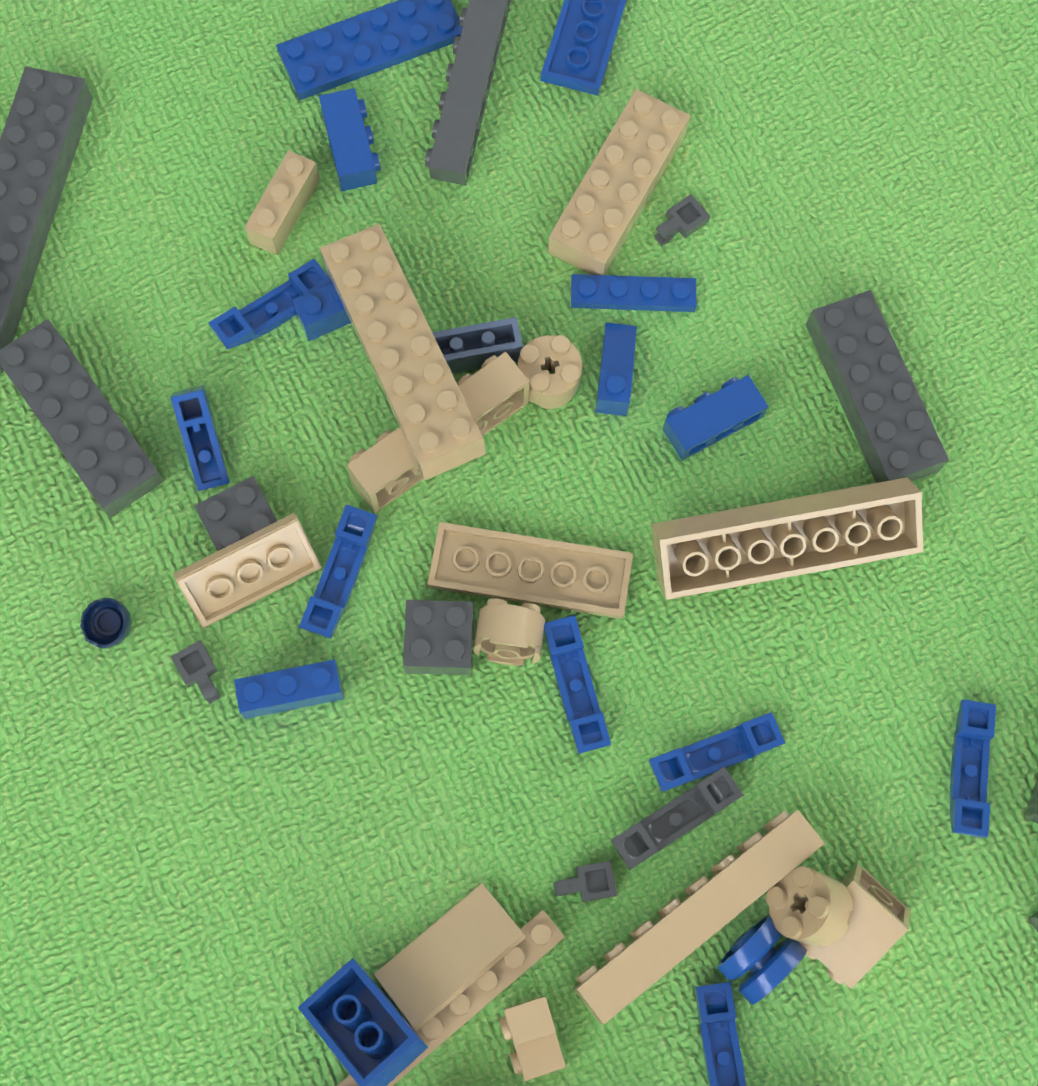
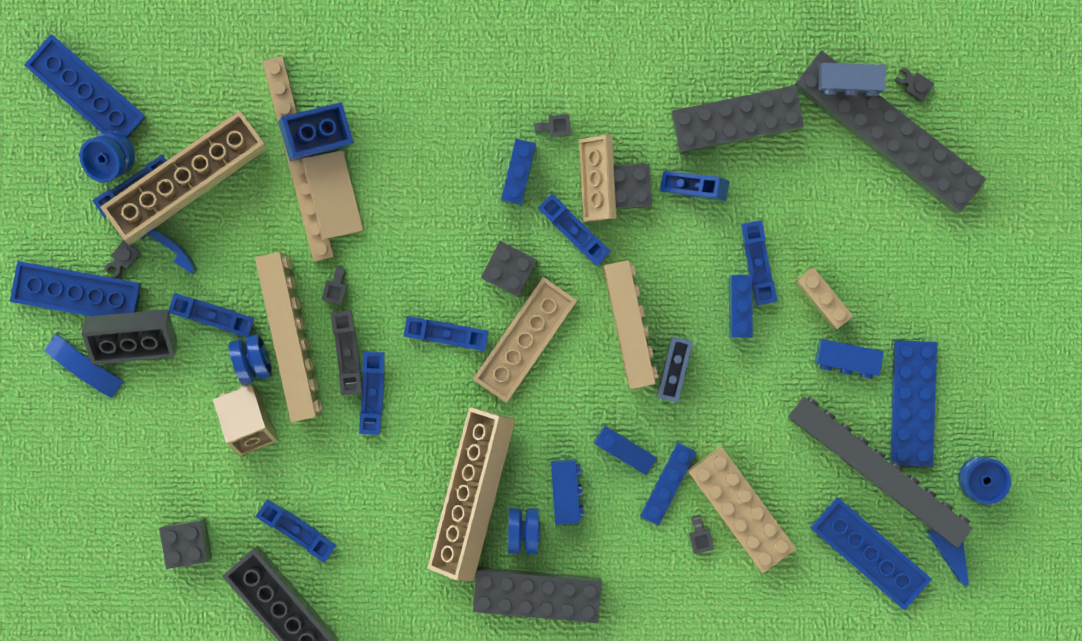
camera: 120 degrees right, 15 degrees up
(106, 623) = (605, 86): dark blue hair -> none
(403, 352) = (682, 322): tan brick -> none
(509, 632) = (491, 309): tan brick -> none
(533, 1038) = (269, 219): tan brick -> none
(558, 356) = (647, 416): tan brick -> none
(800, 443) = (523, 531): none -> blue wheel
(810, 907) = (262, 397): tan brick -> none

